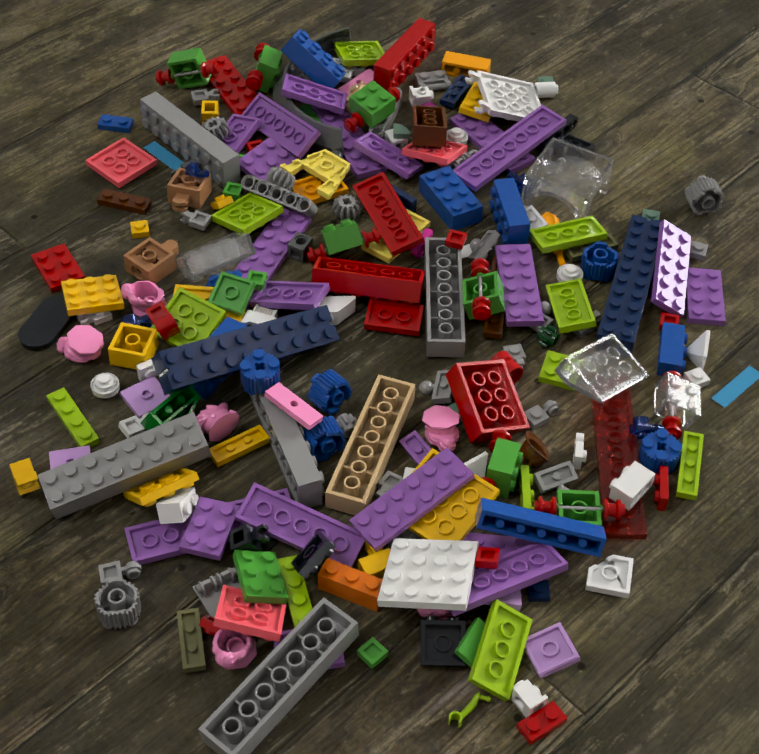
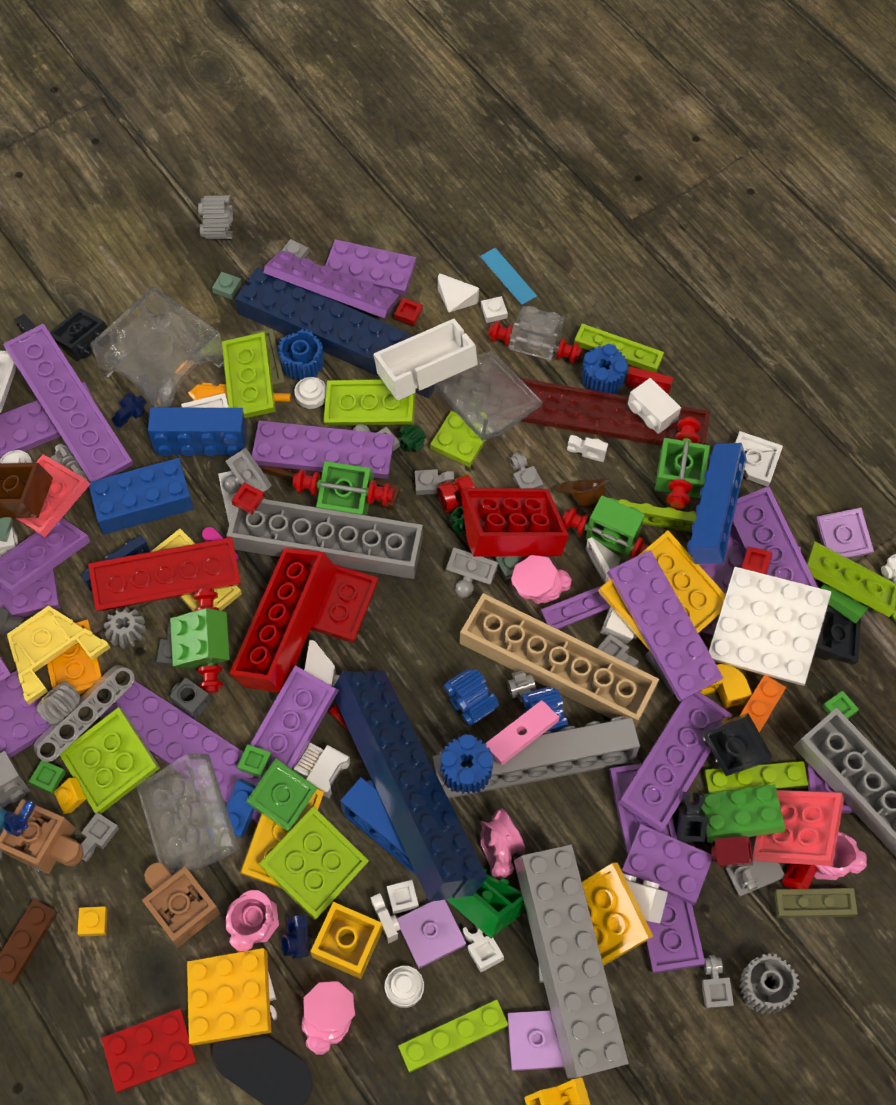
camera: 80 degrees left, 15 degrees up
(163, 321) = (315, 893): red plate -> none
(220, 563) = (732, 852): none -> dark red brick
(239, 445) = (531, 817): yellow plate -> none
(555, 477) = (623, 480): light grey plate -> none
(609, 315) = (425, 359): none -> white piece
(642, 427) = (572, 375): clear blue plate -> none
(671, 348) = (438, 311): blue brick -> none

